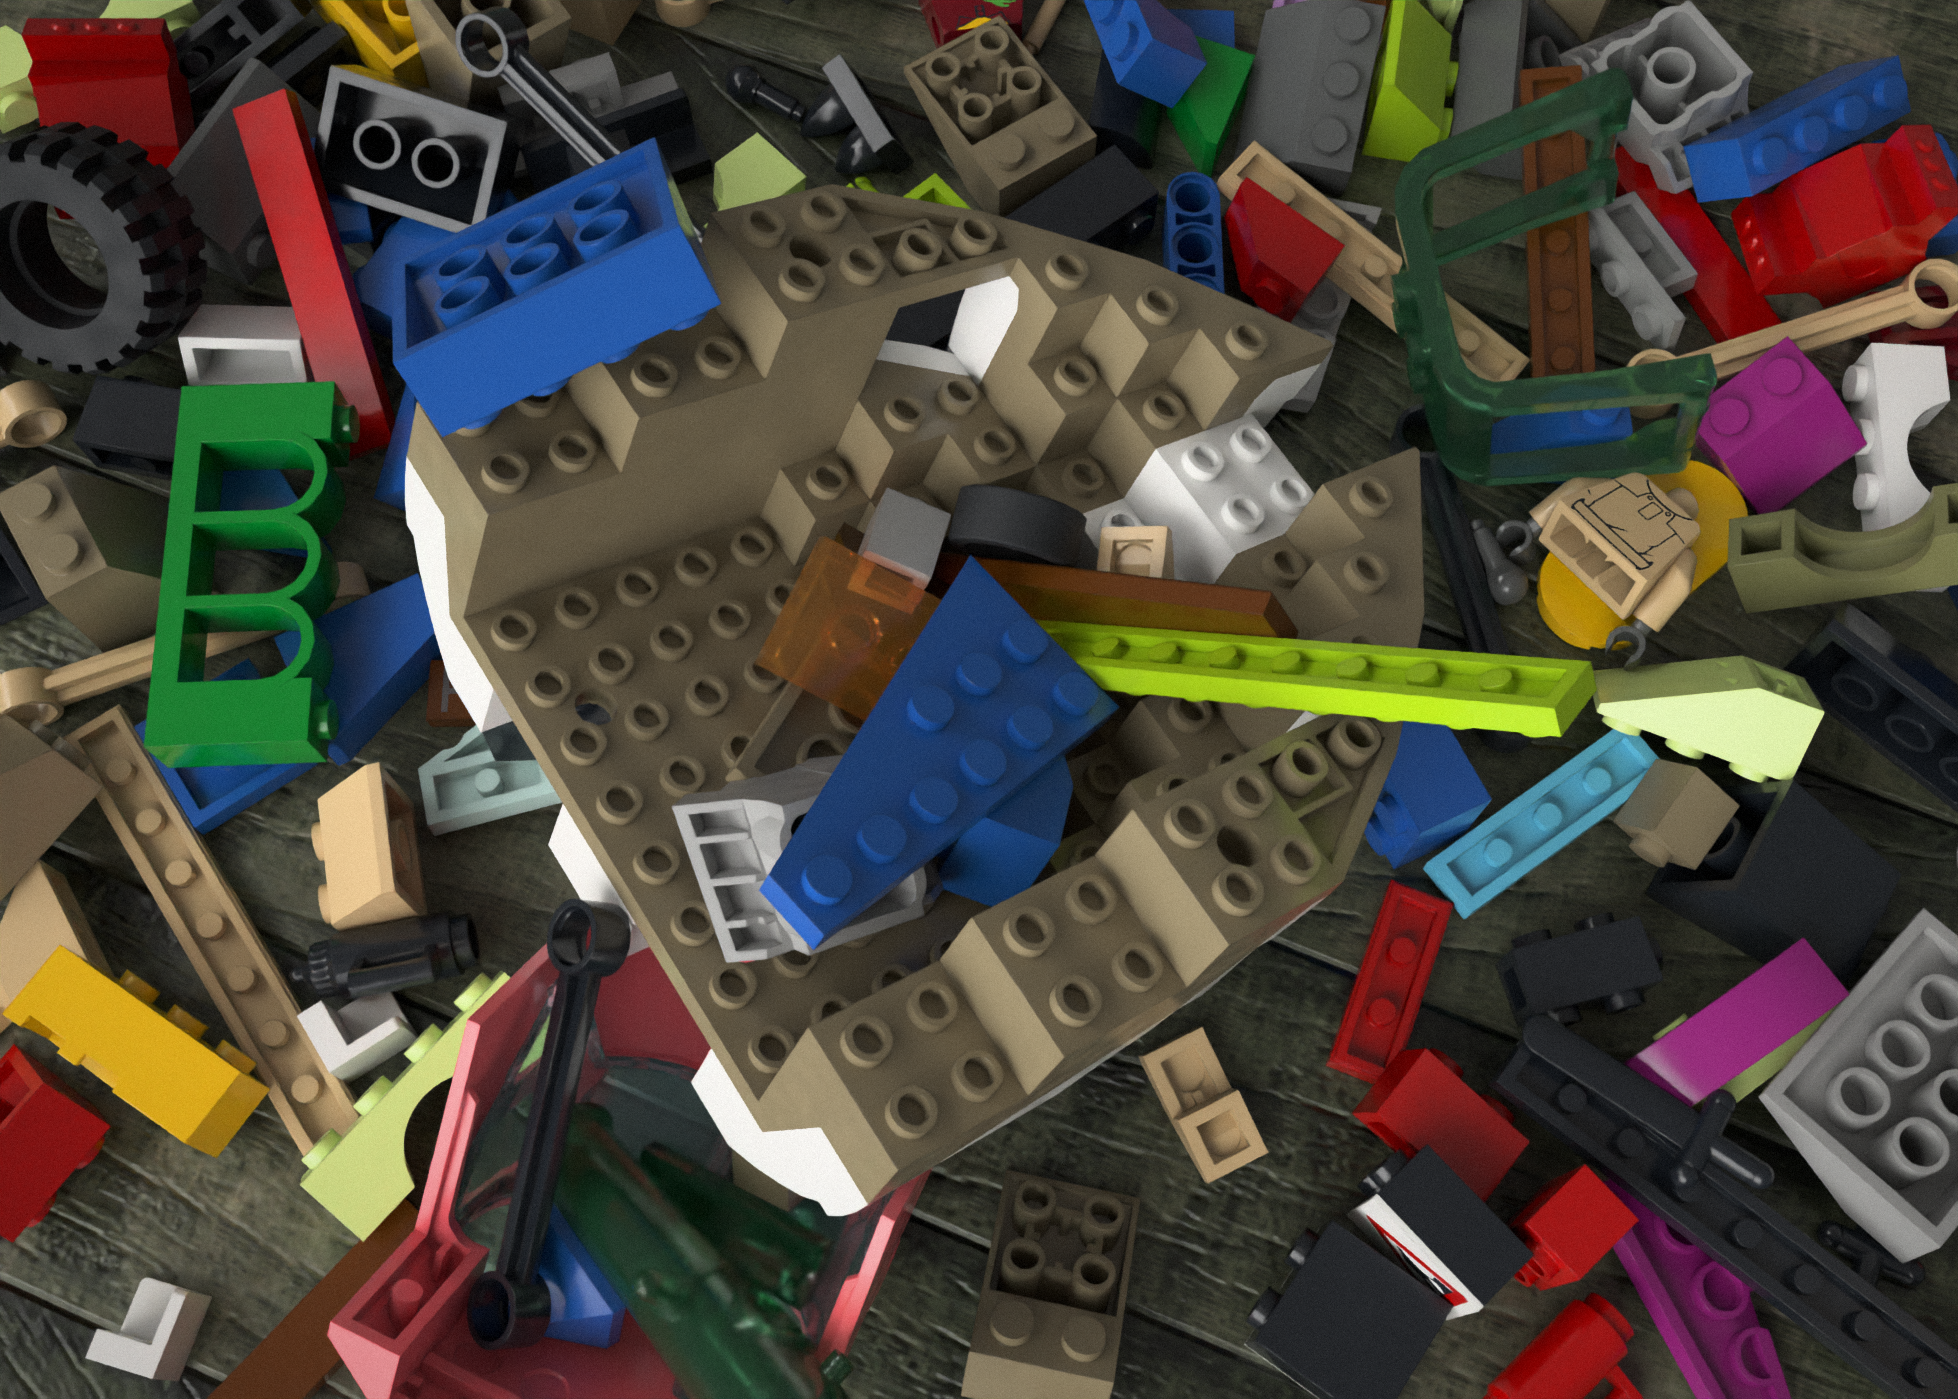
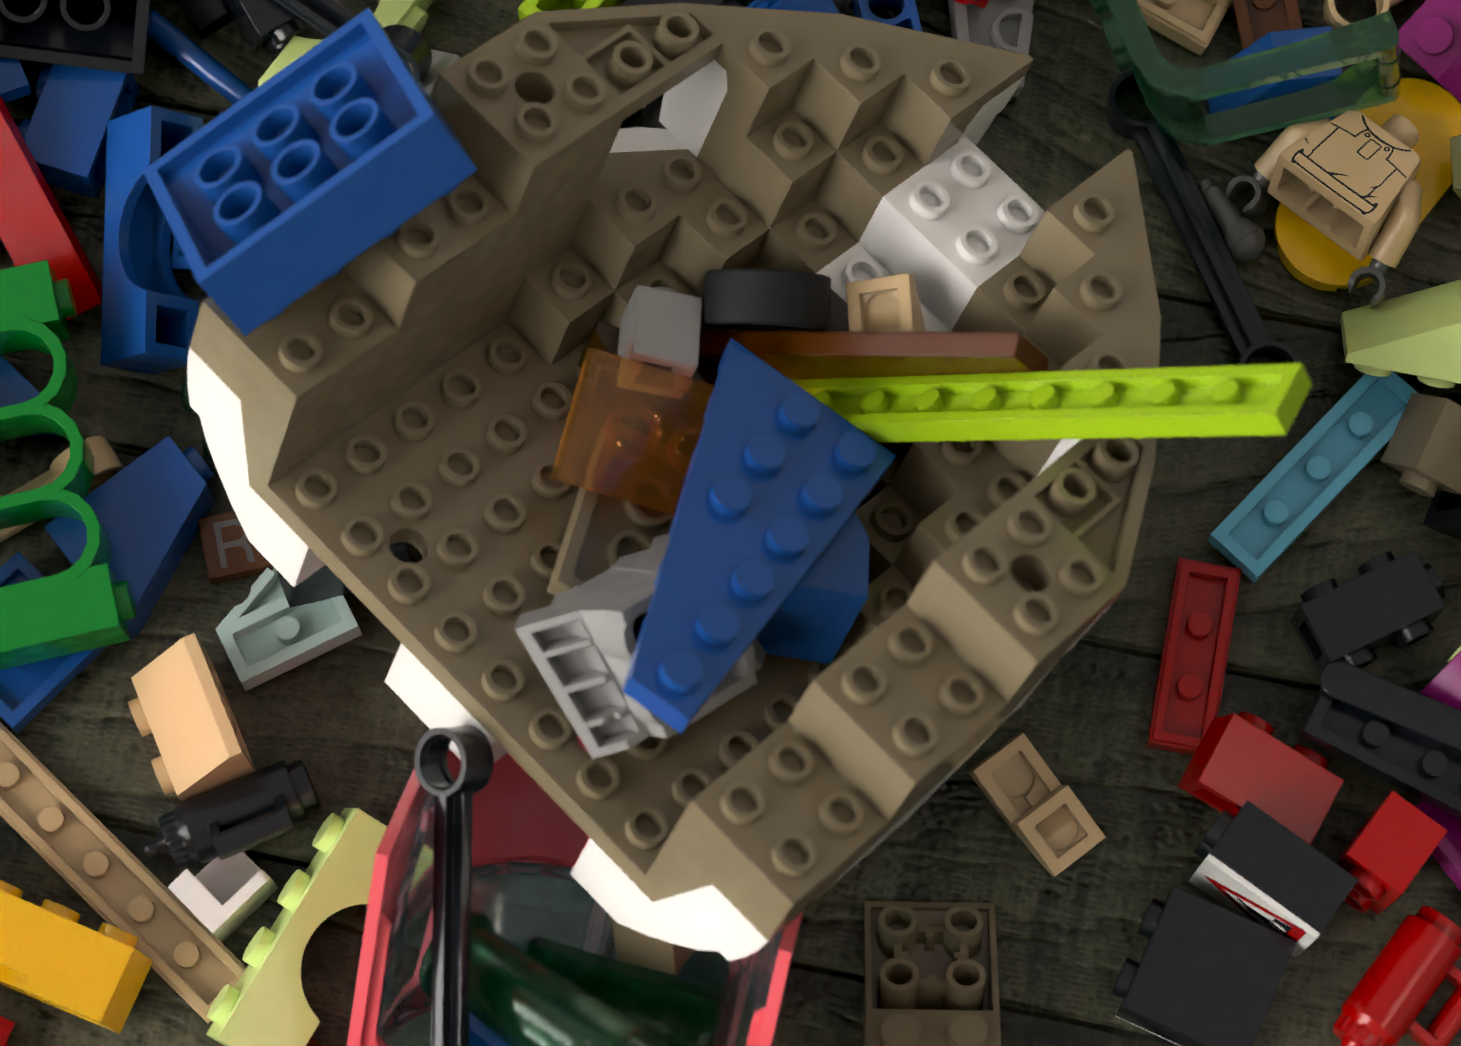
camera: 10 degrees left, 5 degrees up
(1426, 796) = (1195, 483): blue slope -> none

